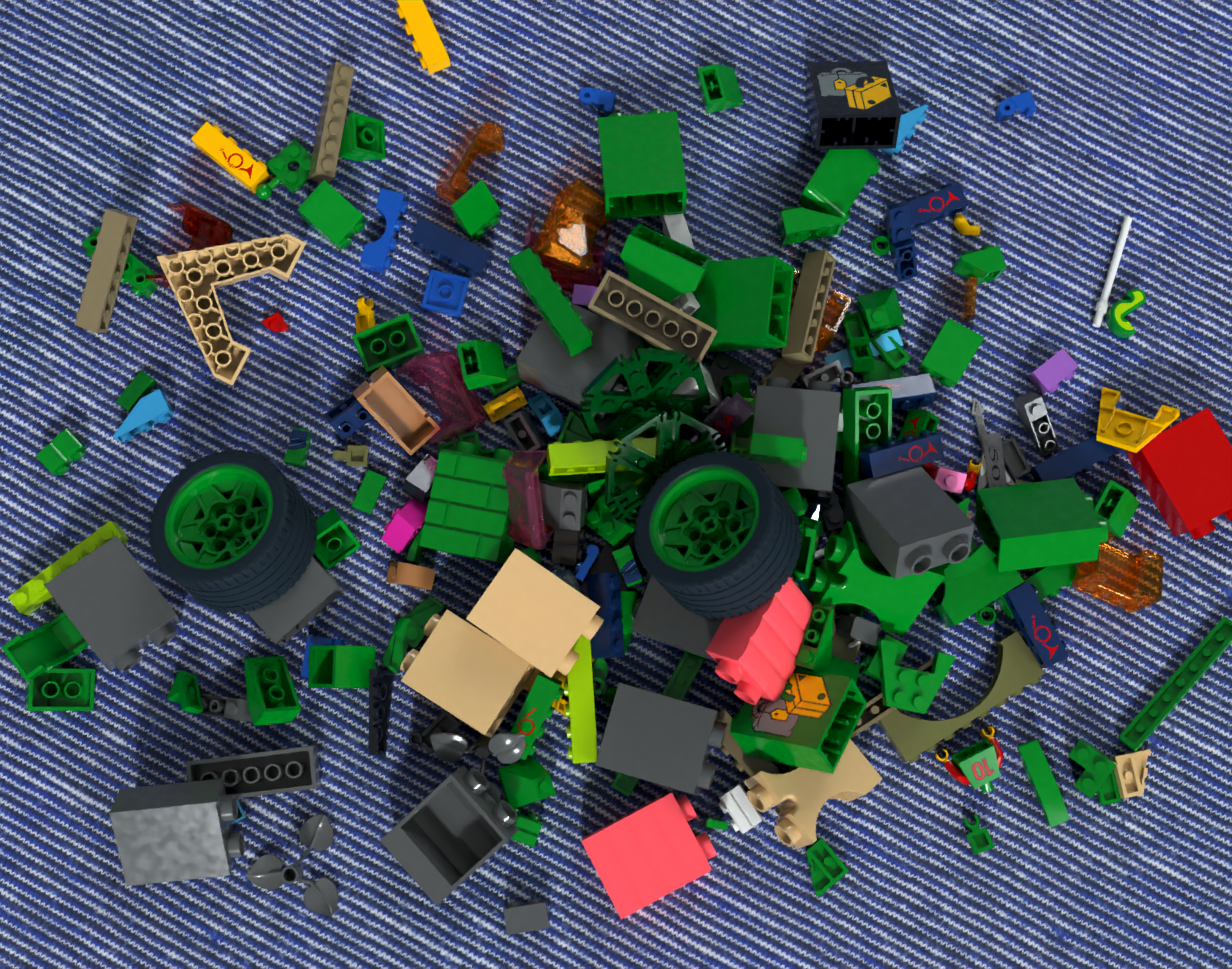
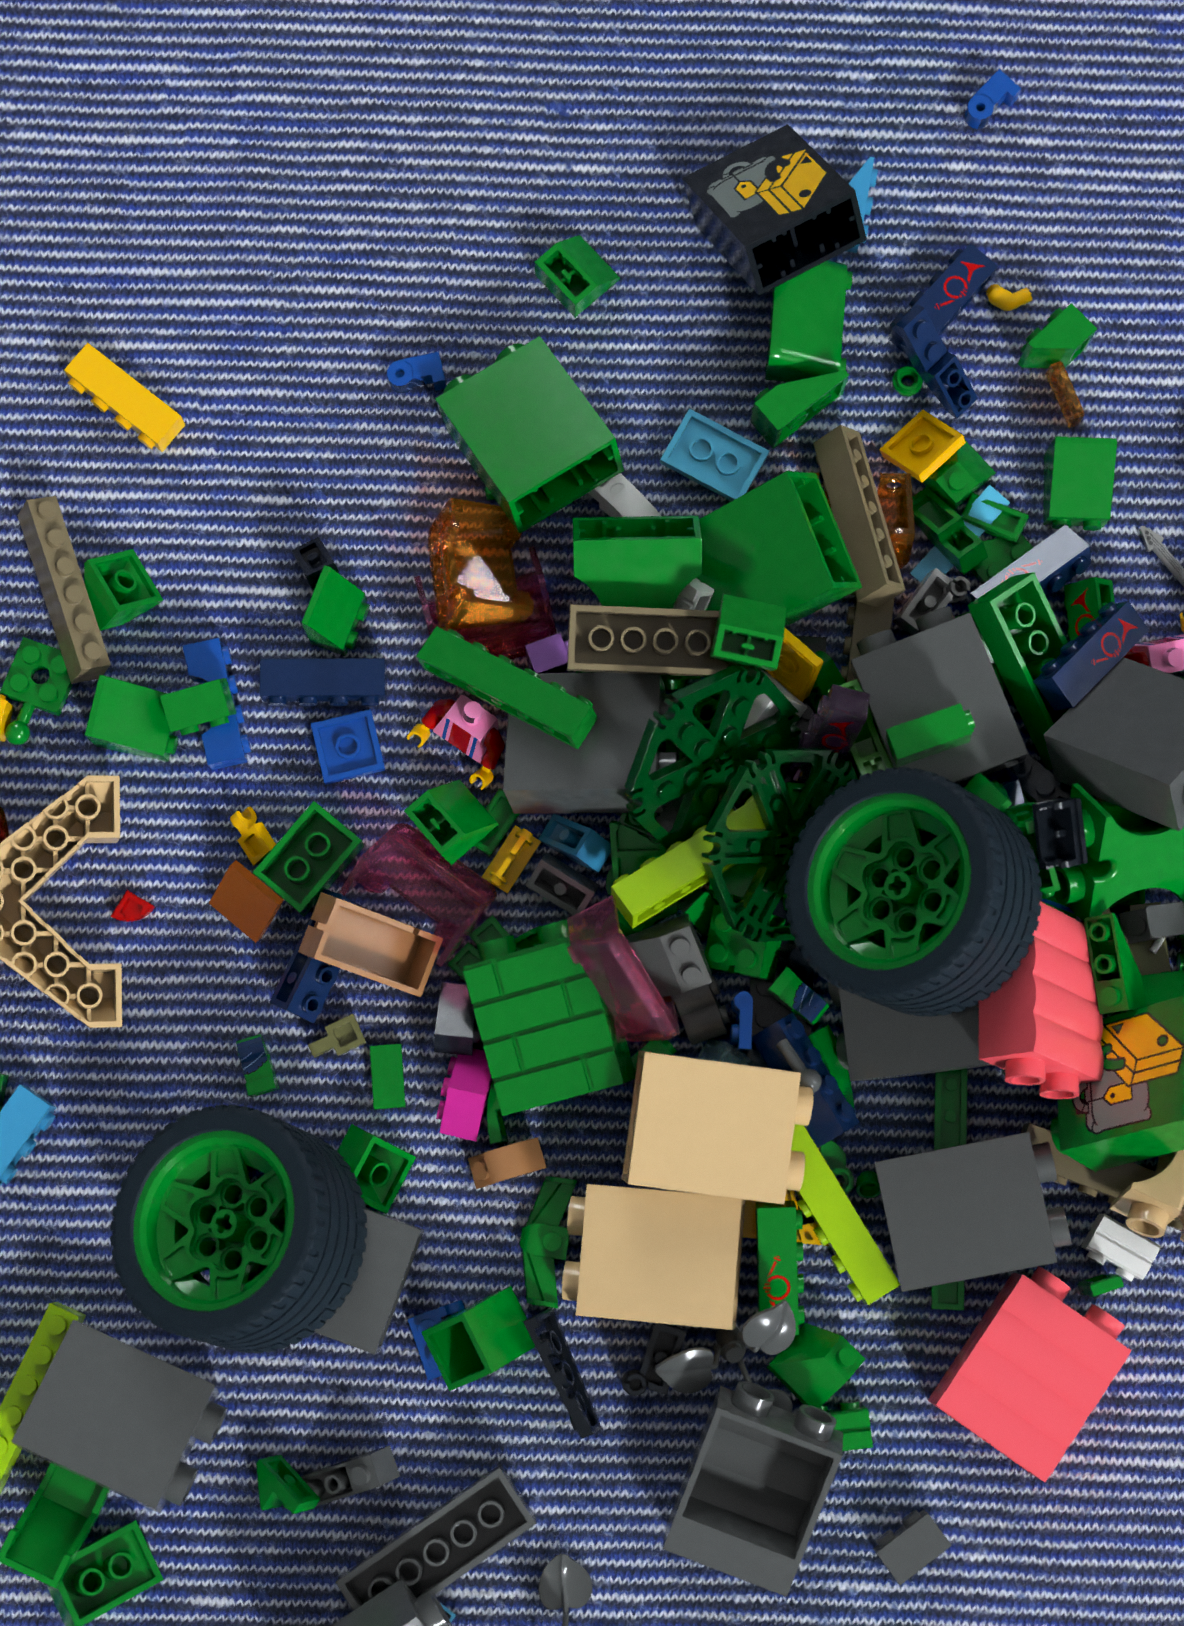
camera: 25 degrees left, 0 degrees up
(270, 691) = (399, 1423): green slope -> none
(340, 351) = (246, 901): none -> dark orange tile
(370, 225) = (198, 705): none -> green brick
(480, 139) = (276, 588): clear orange windscreen -> none
(484, 173) = (312, 558): none -> black slope
(518, 316) = (468, 729): none -> torso
(604, 612) = (809, 1077): none -> dark grey bar
(702, 337) = (749, 632): none -> green slope
(723, 370) = (797, 667): none -> yellow tile
(744, 231) = (714, 456): none -> medium azure plate
(823, 544) = (1059, 833): none -> black hinge
(869, 286) = (922, 445): none -> yellow plate

